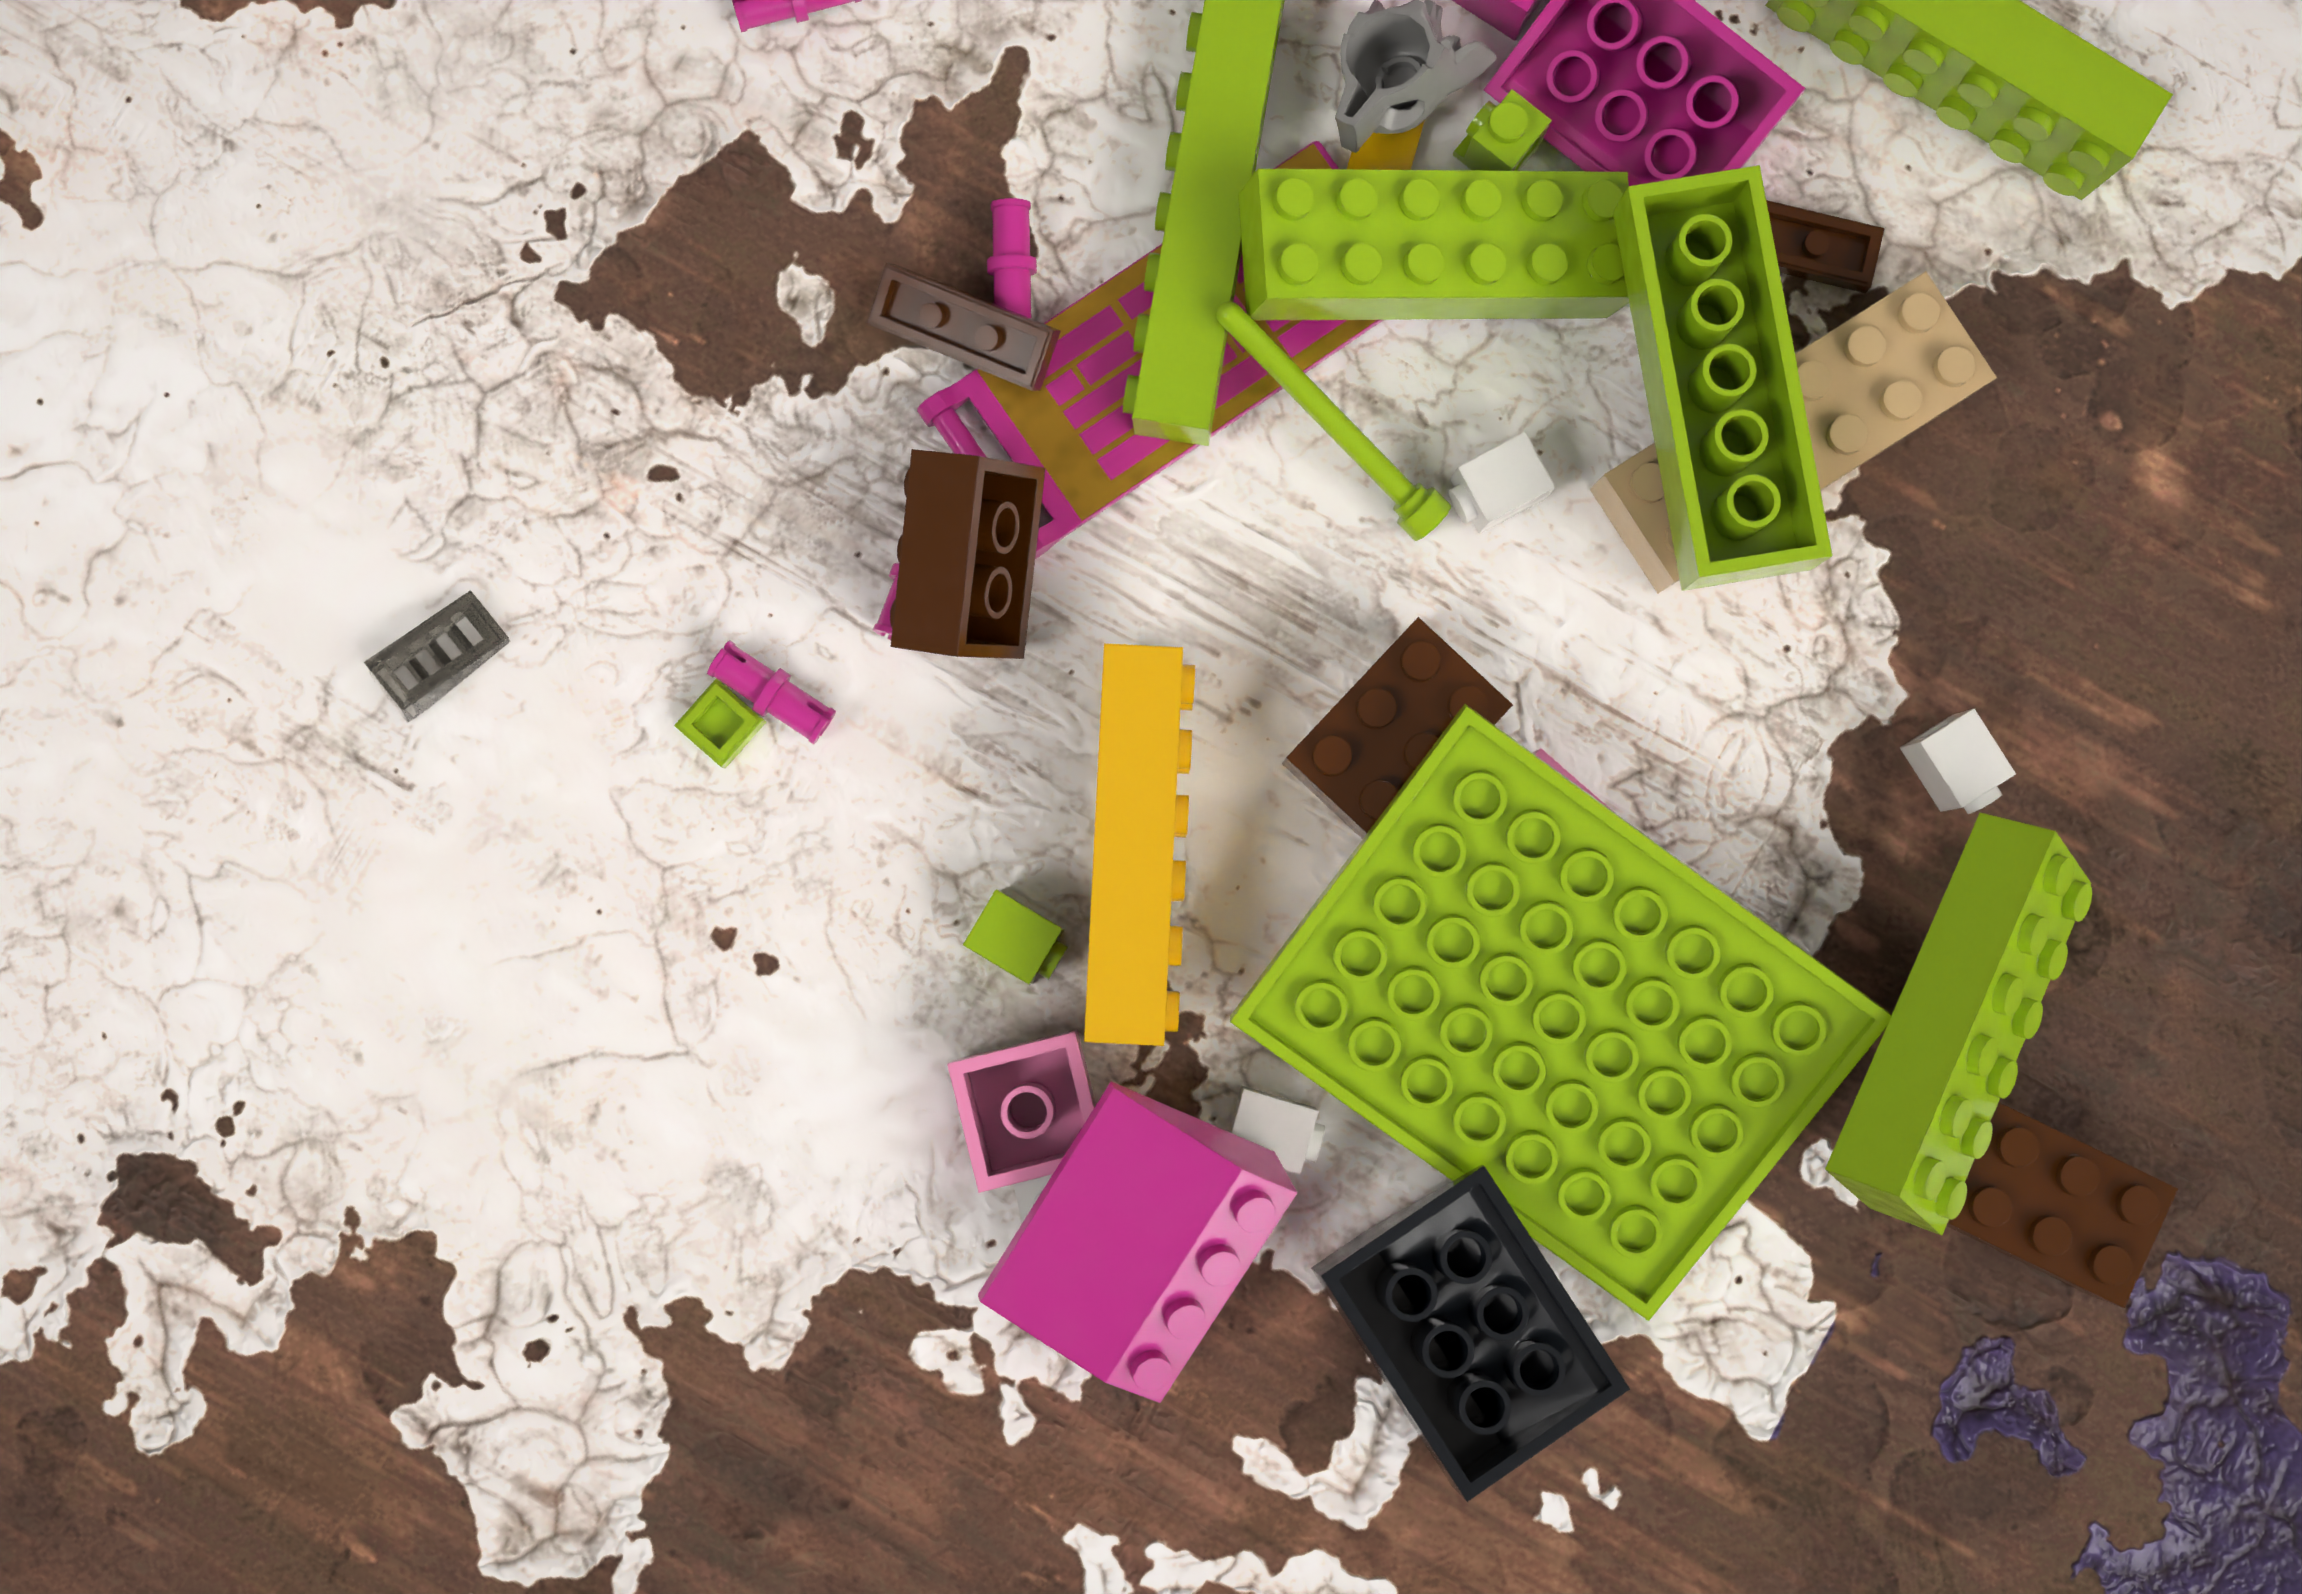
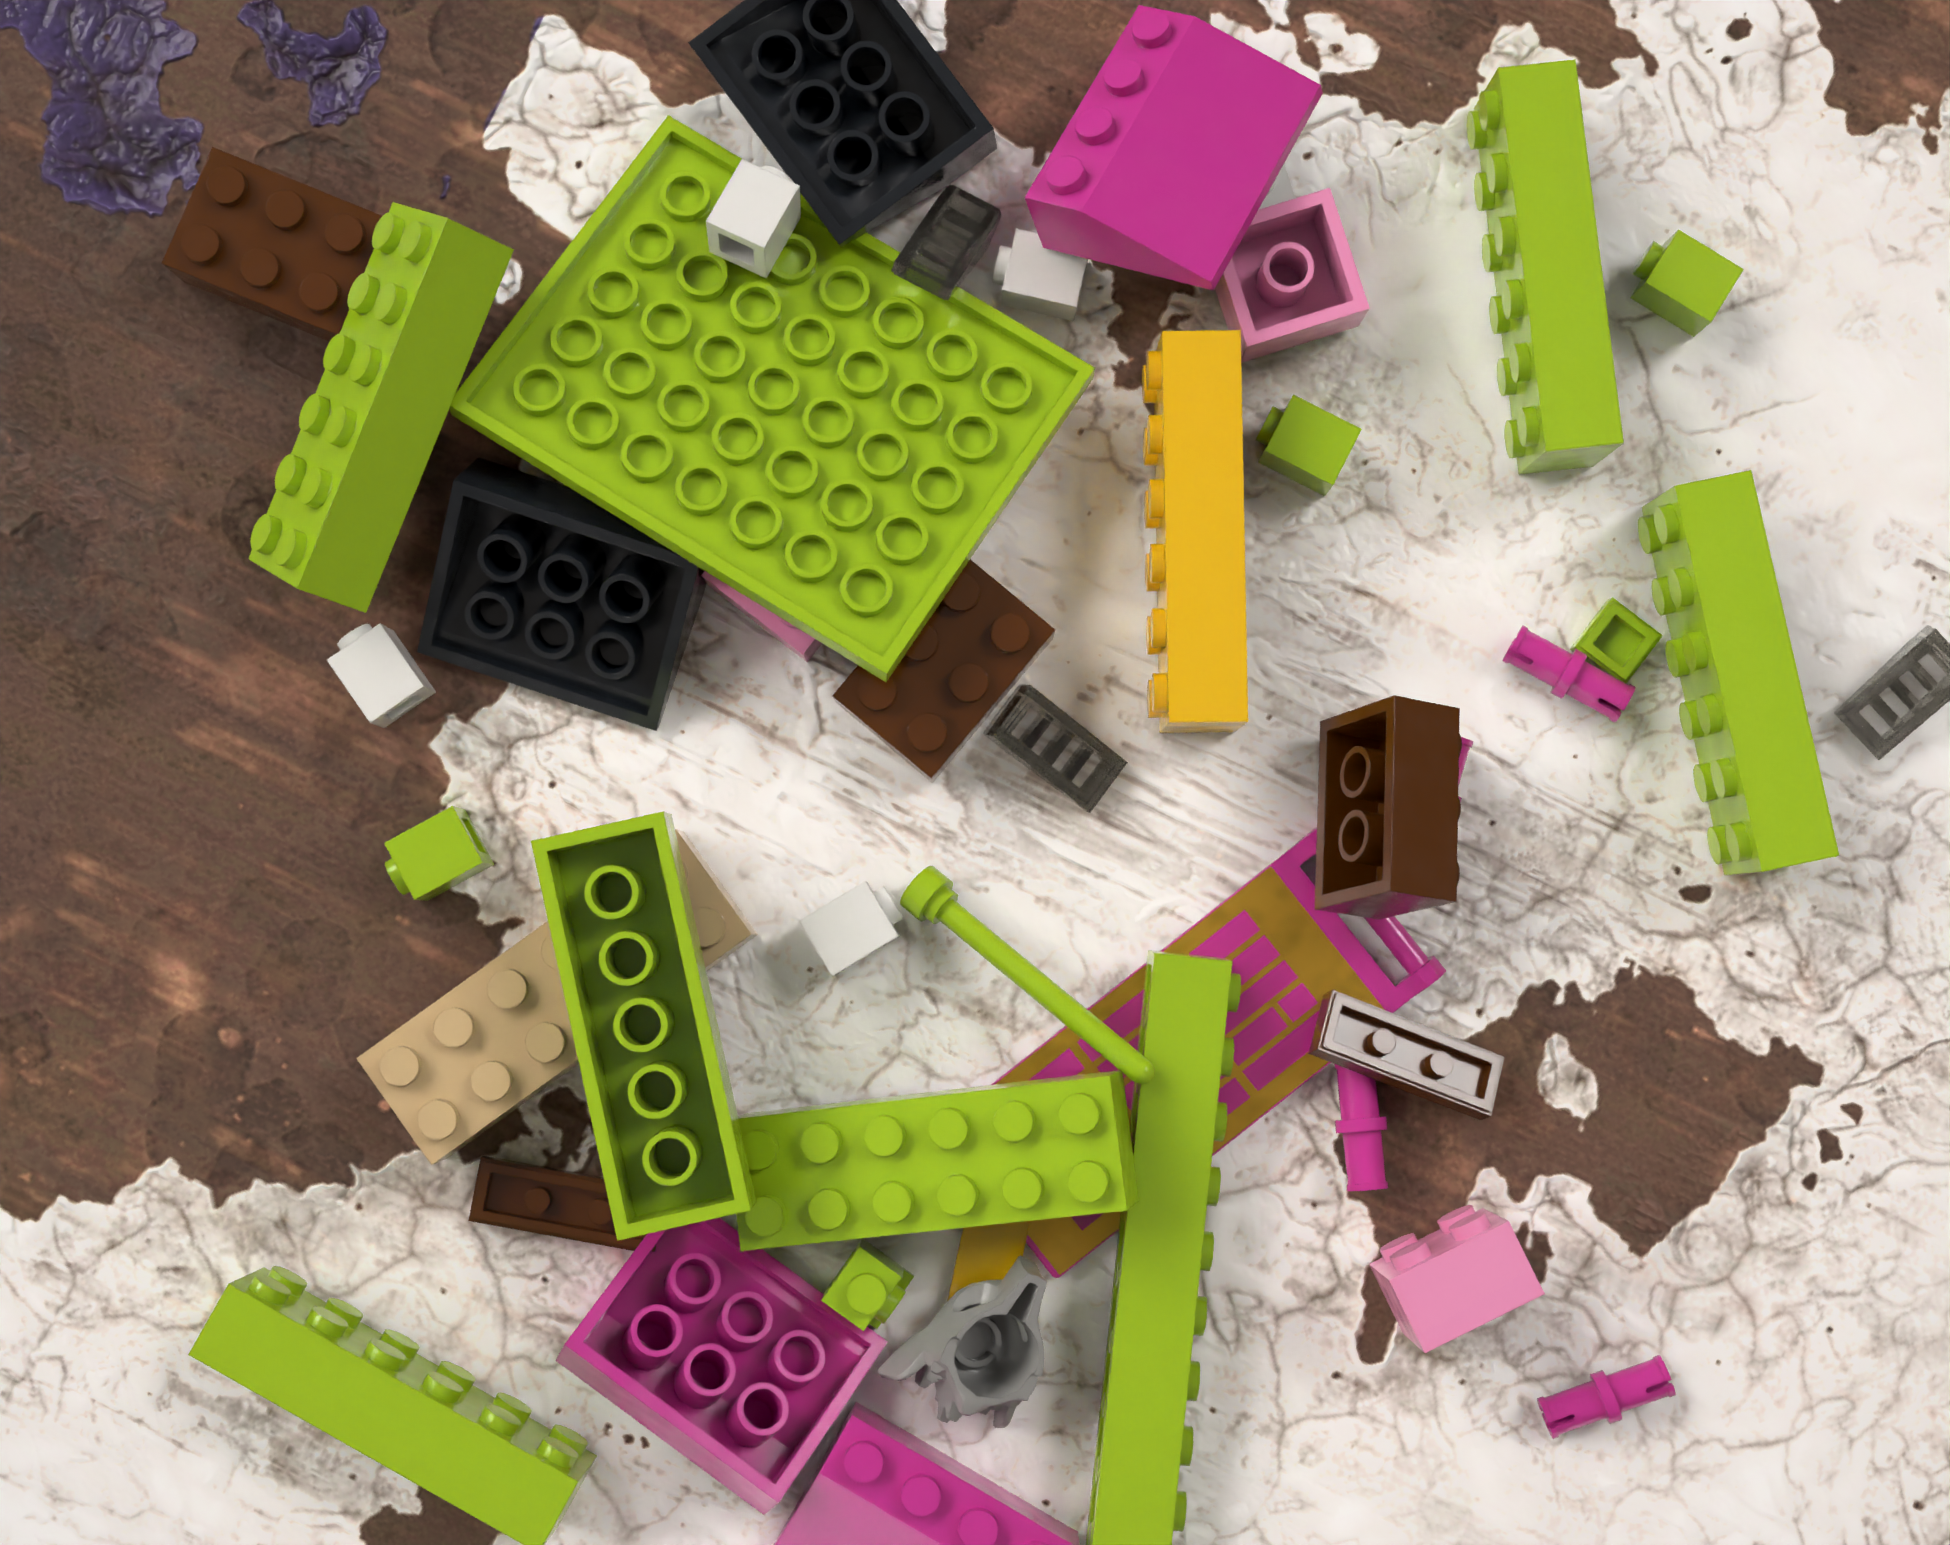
camera: 175 degrees right, 0 degrees up
(606, 669) = (1736, 676): none -> lime brick
(619, 1082) = (1684, 282): none -> lime brick
(763, 1100) = (1545, 268): none -> lime brick
(936, 106) = (1455, 1276): none -> bright pink brick
(1326, 689) = (1011, 714): none -> clear smoke slope
(1368, 1167) = (952, 238): none -> clear smoke slope
(1570, 1198) = (754, 217): none -> white brick
(1782, 829) = (558, 596): none -> black slope
(1906, 579) = (436, 855): none -> lime brick

